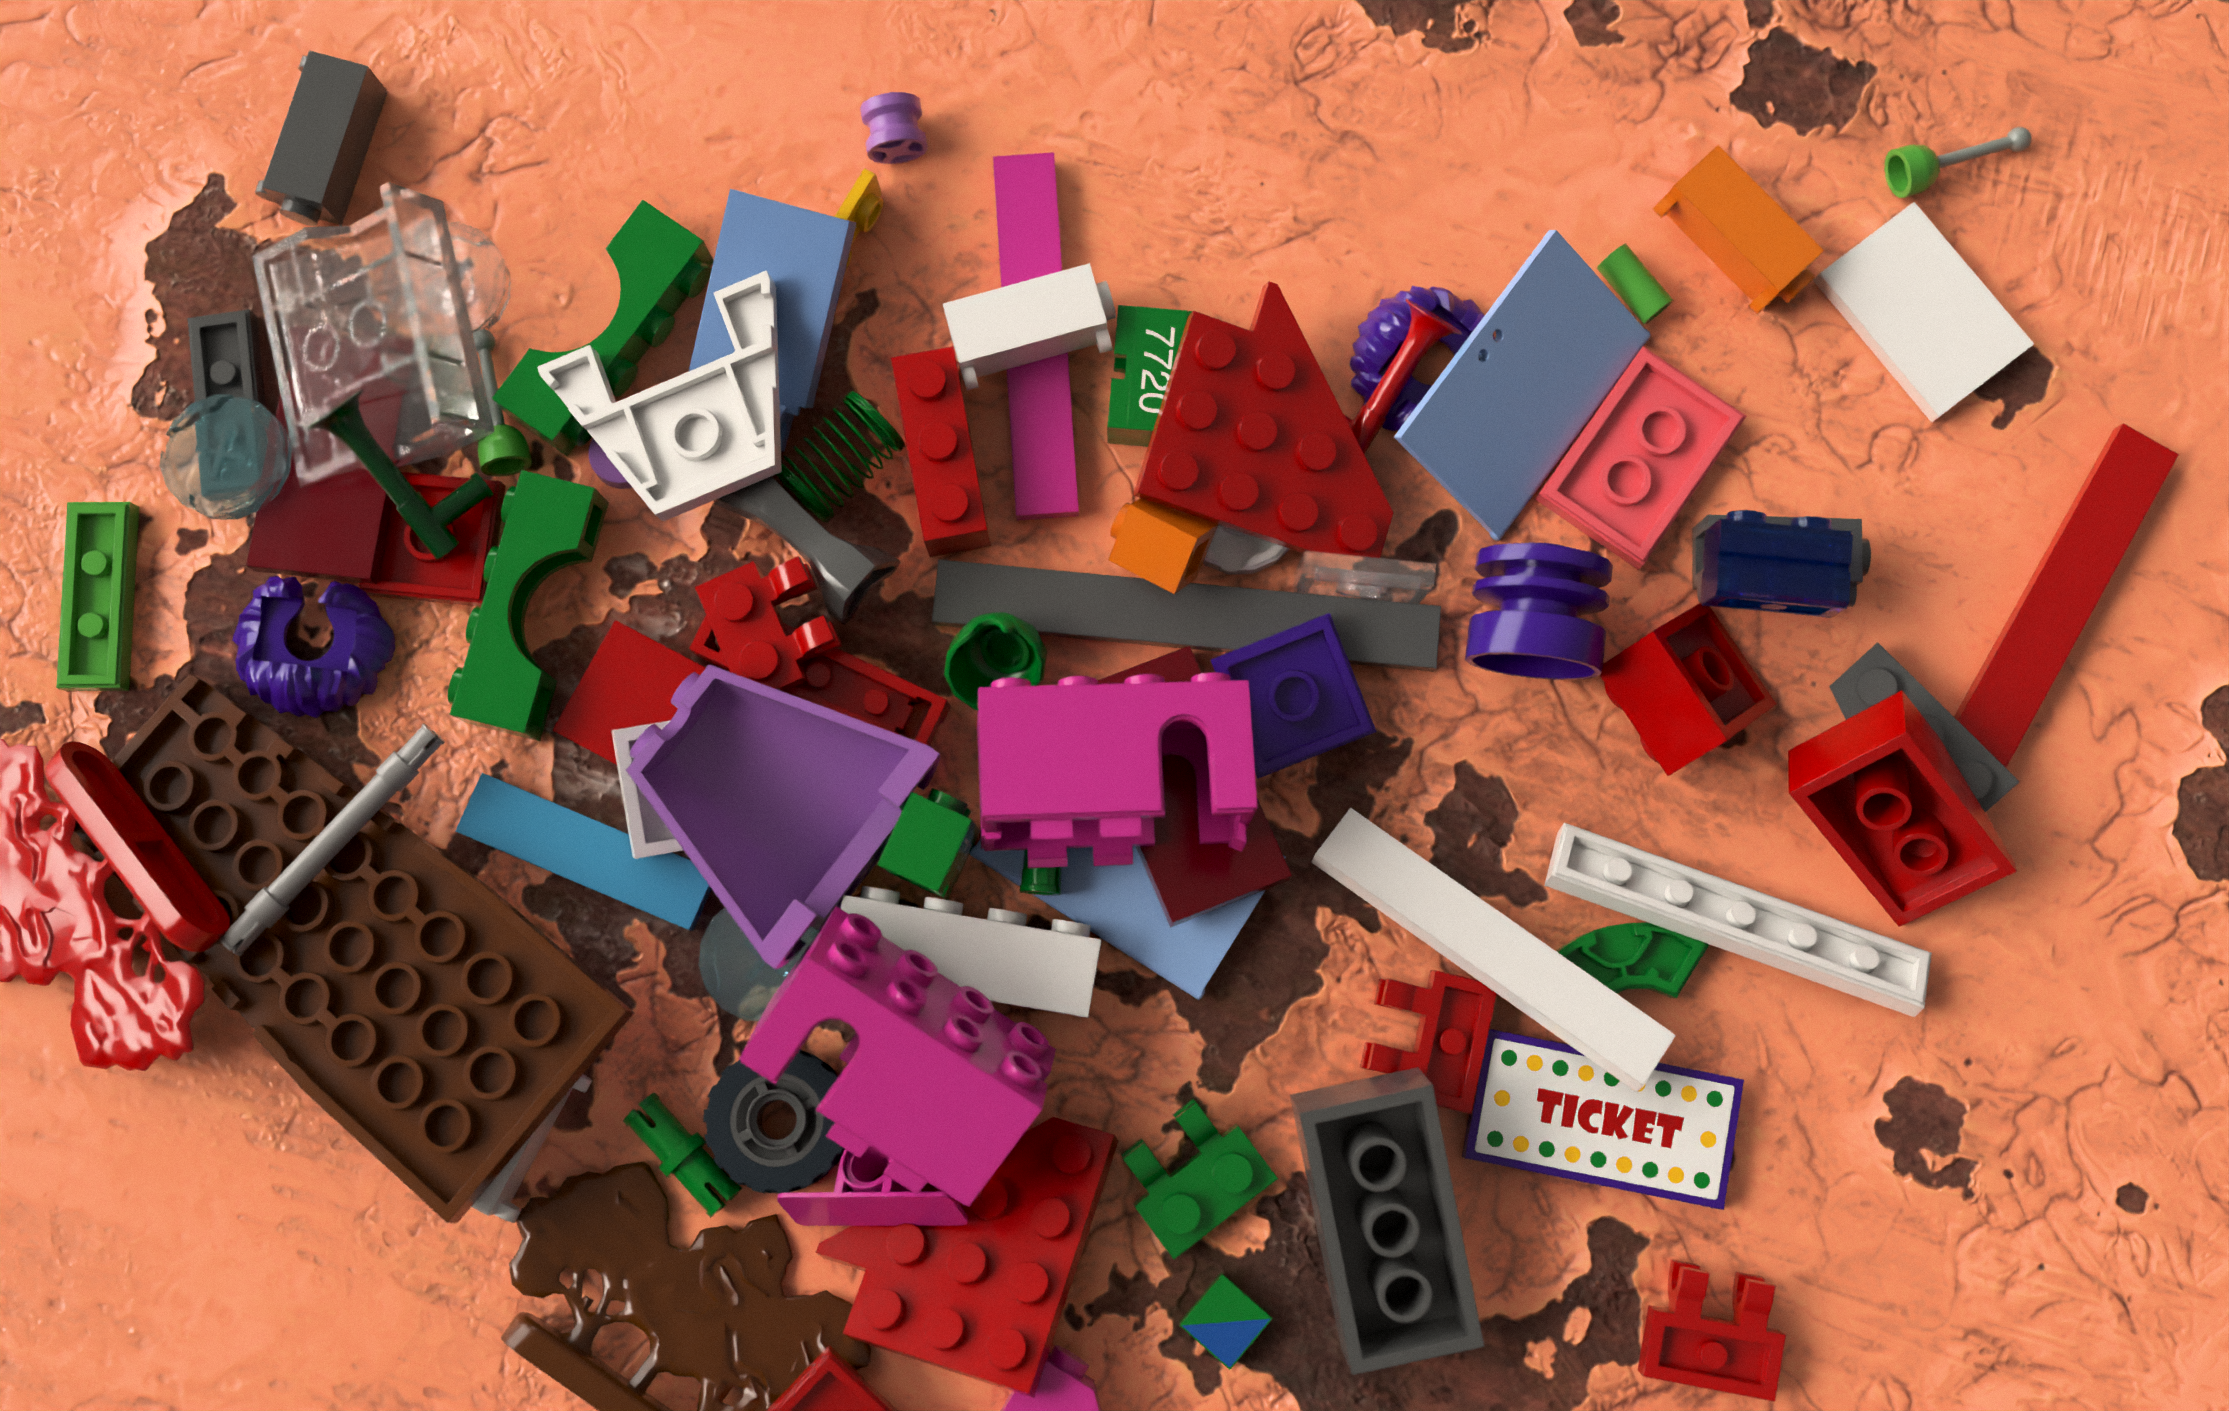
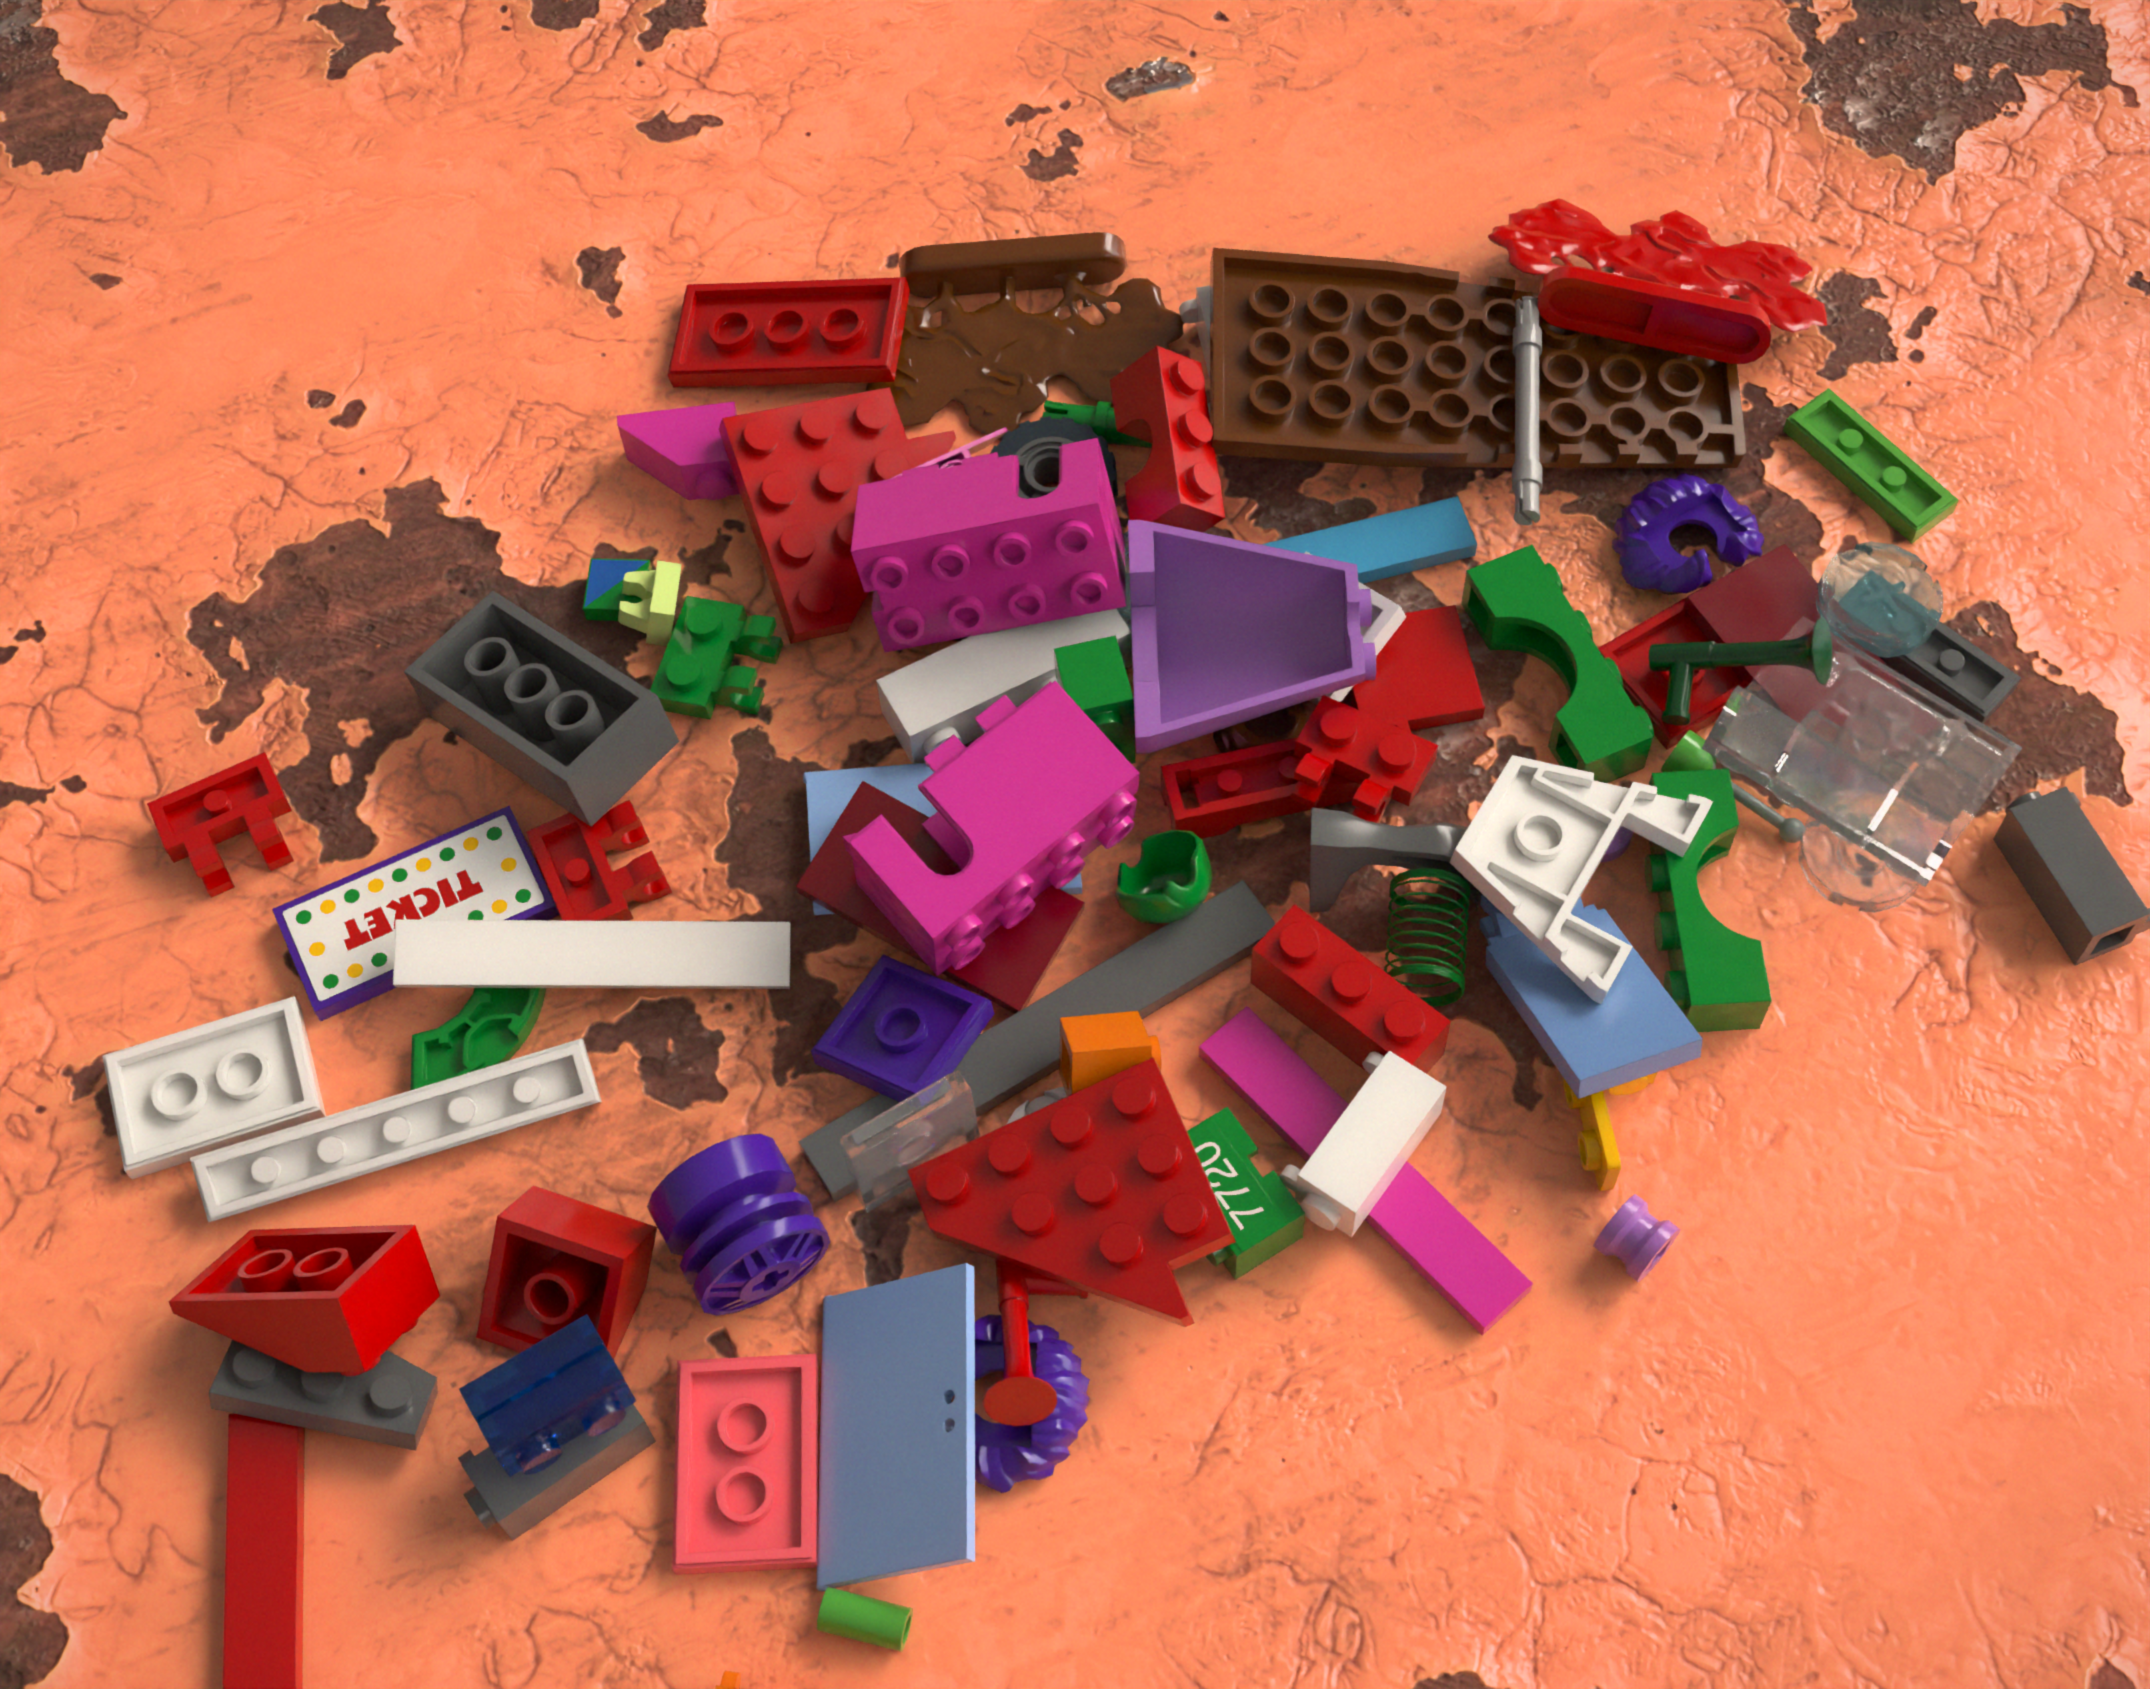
camera: 145 degrees right, 20 degrees down
(629, 1083) = (1166, 404): none -> red arch
(1197, 1267) = (659, 596): none -> yellowish green tile
(1860, 1080) = (212, 1087): none -> white tile

